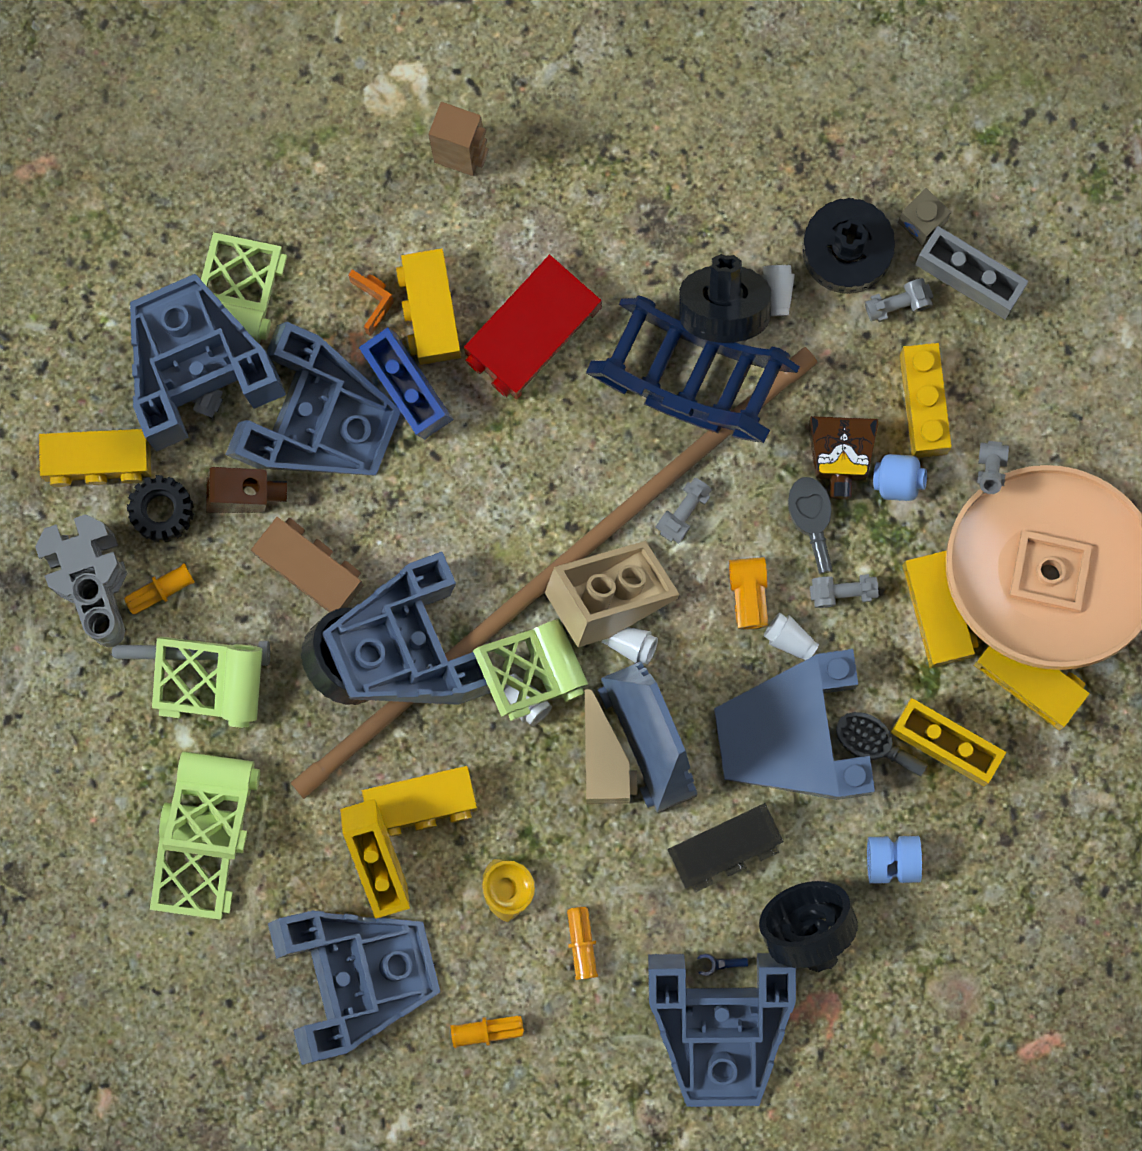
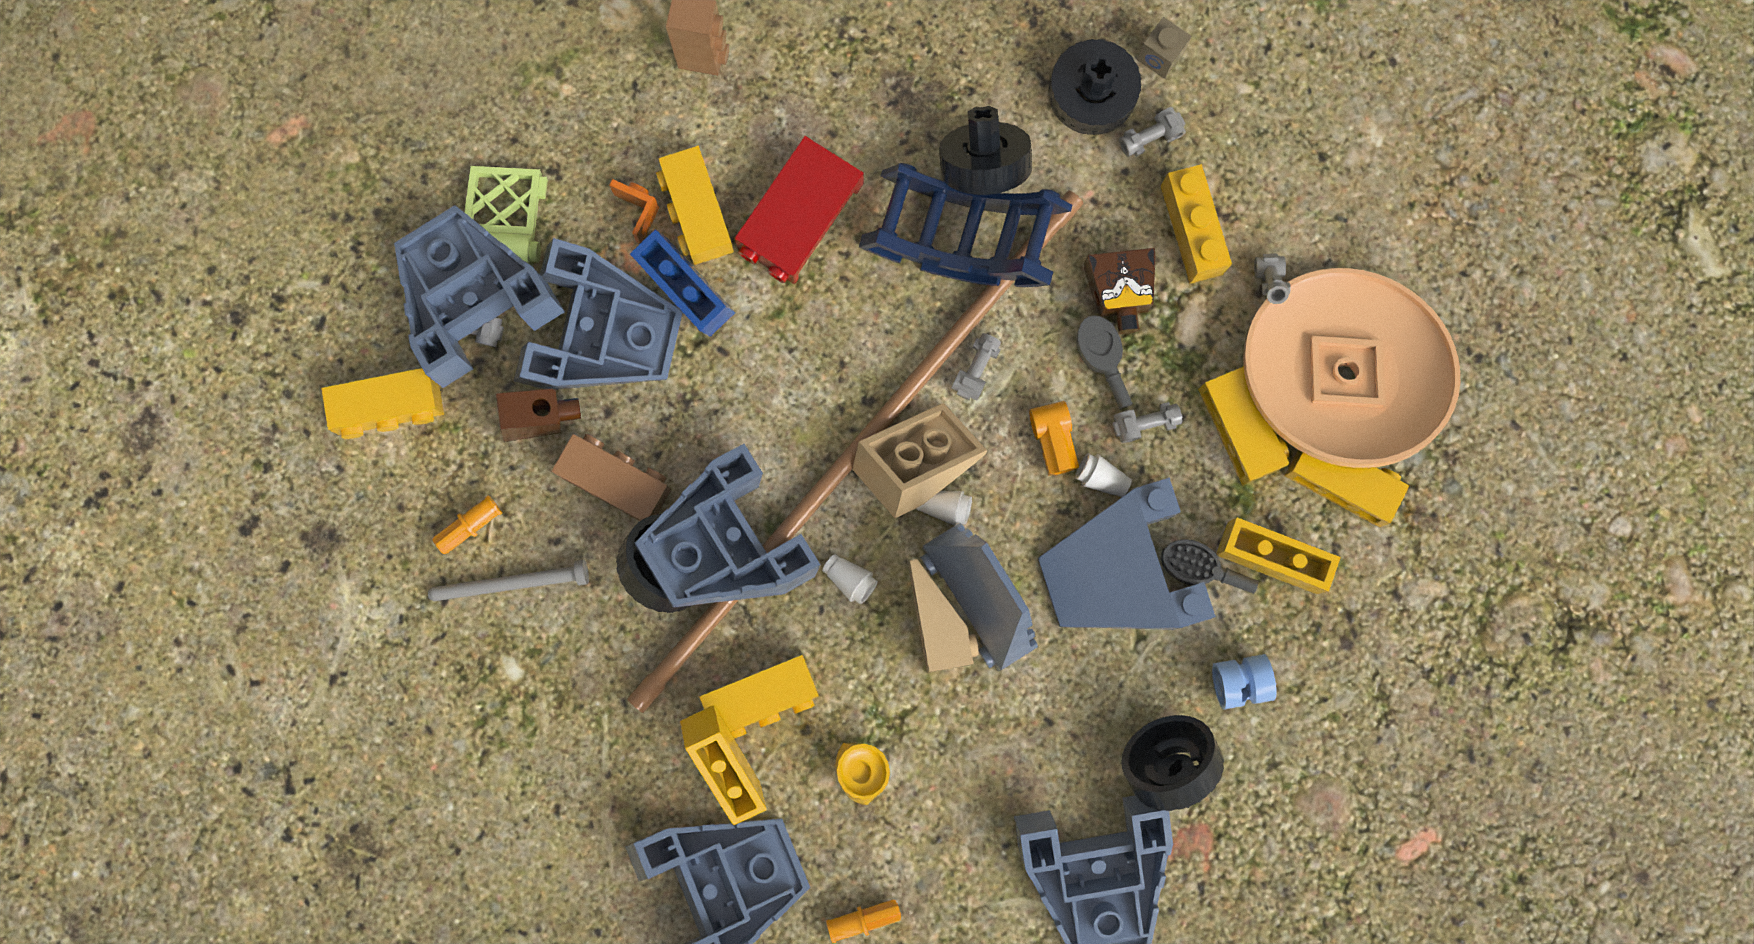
camera: 15 degrees left, 0 degrees up
(83, 570) = (382, 515): light grey connector -> none
(160, 487) = (438, 433): black tyre -> none
(184, 833) = (541, 763): yellowish green piece -> none
(215, 779) = (552, 708): yellowish green piece -> none
(235, 685) = (556, 609): yellowish green piece -> none
(550, 660) = (868, 536): yellowish green piece -> none
(582, 943) = (945, 815): light orange axle -> none
(722, 963) = (1088, 813): dark blue hand -> none
(726, 848) = (1074, 696): clear smoke brick -> none
(781, 286) = (1037, 129): white cone -> none
(899, 477) = (1183, 302): light blue head -> none
(971, 272) = (1220, 93): light grey brick -> none

